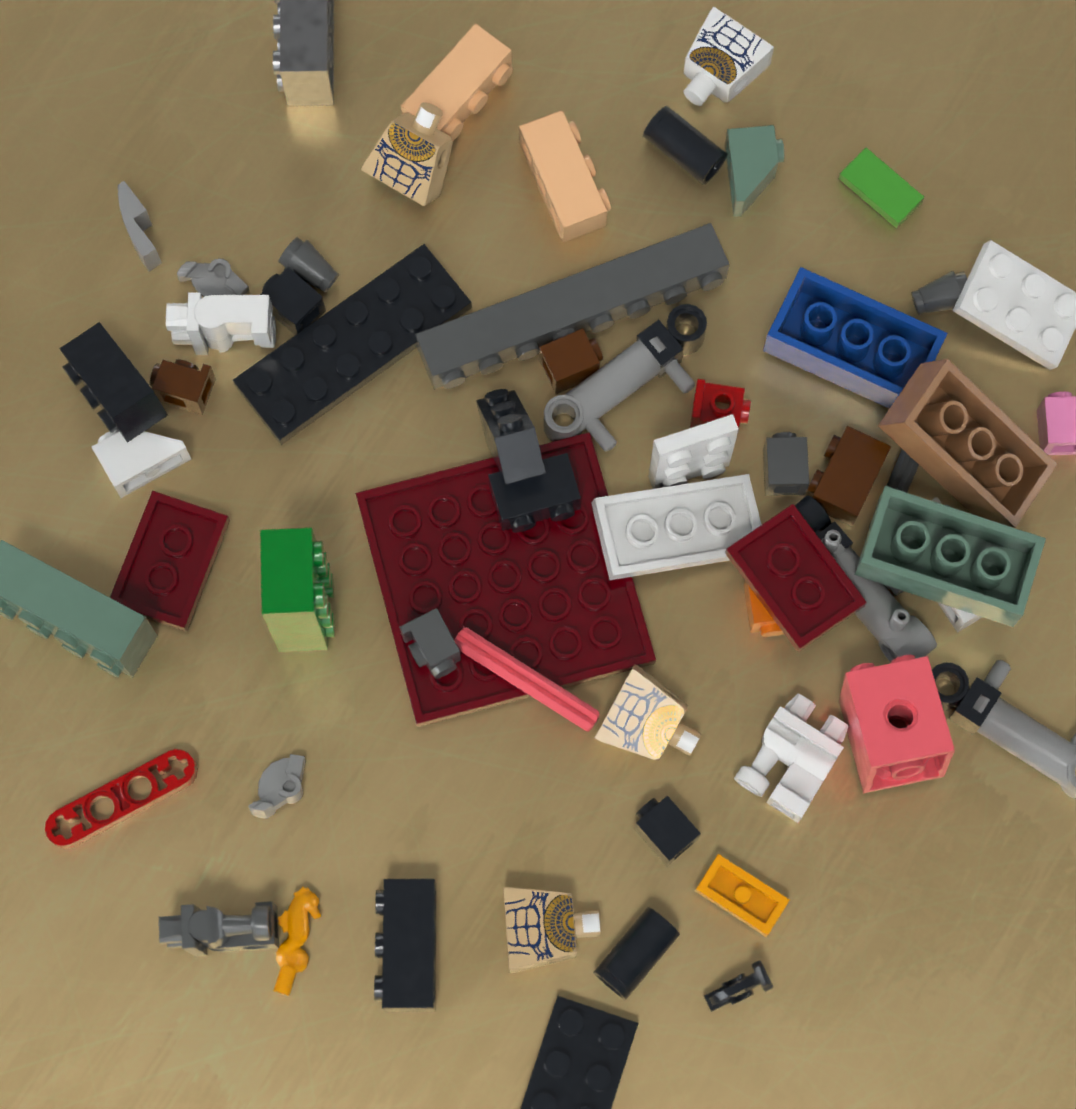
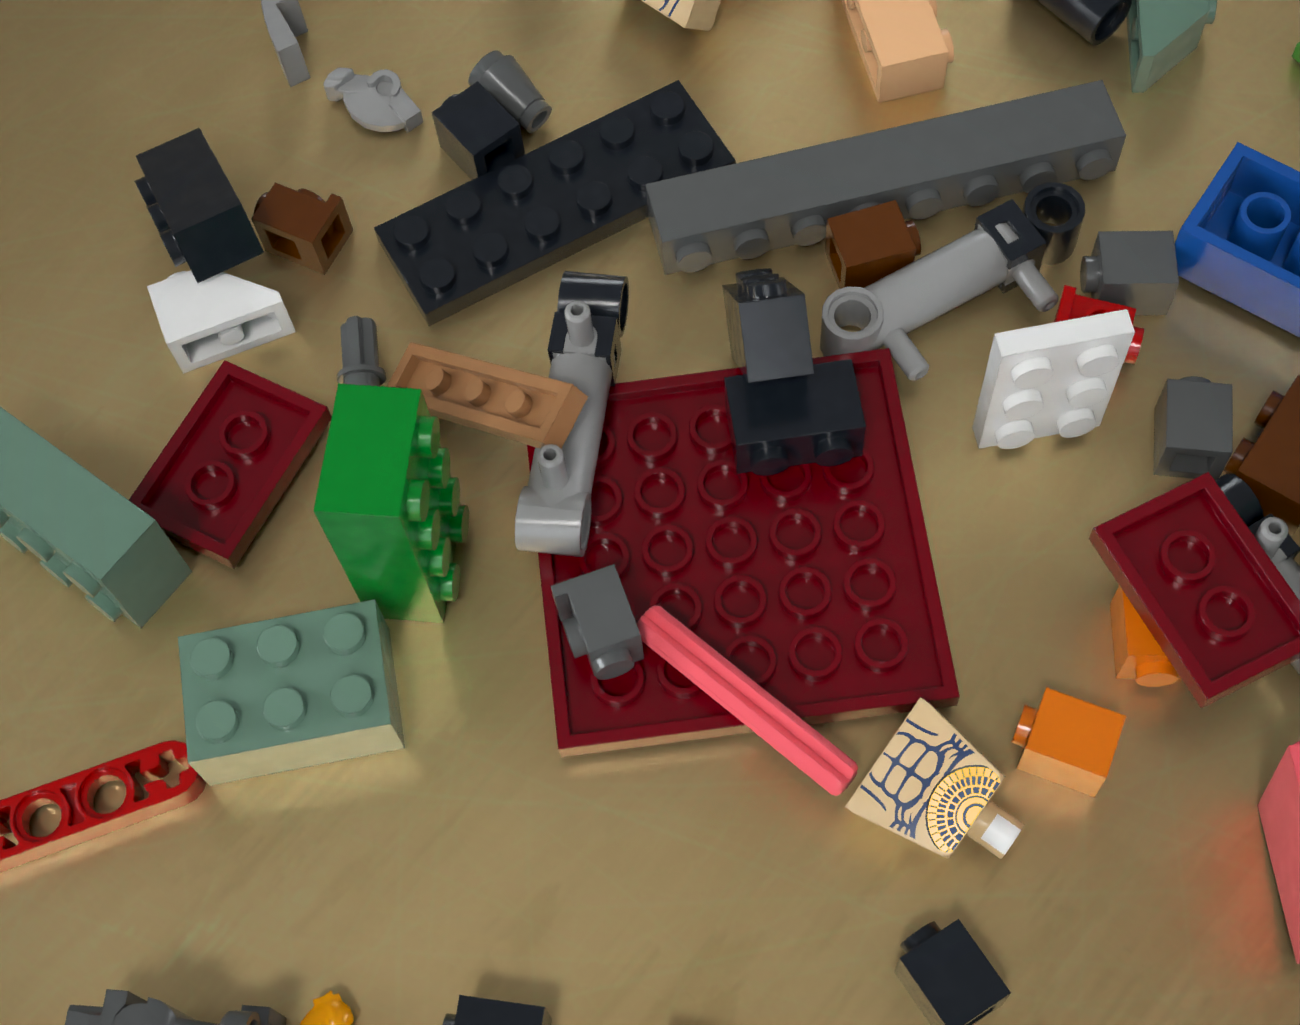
camera: 15 degrees right, 10 degrees down
(221, 321) = (370, 140): white hips -> none
(243, 710) = (289, 693): none -> sand green brick
(245, 490) = (360, 353): none -> dark grey axle
(279, 785) = (326, 821): light grey piece -> none
(333, 502) = (491, 396): none -> medium nougat plate
(393, 503) = (585, 352): none -> light grey piece
(674, 525) = (1006, 494): white plate -> none
(722, 678) = (1068, 741): none -> orange brick
(740, 359) = (1132, 270): none -> dark grey brick
(800, 747) = (1198, 874): white hips -> none

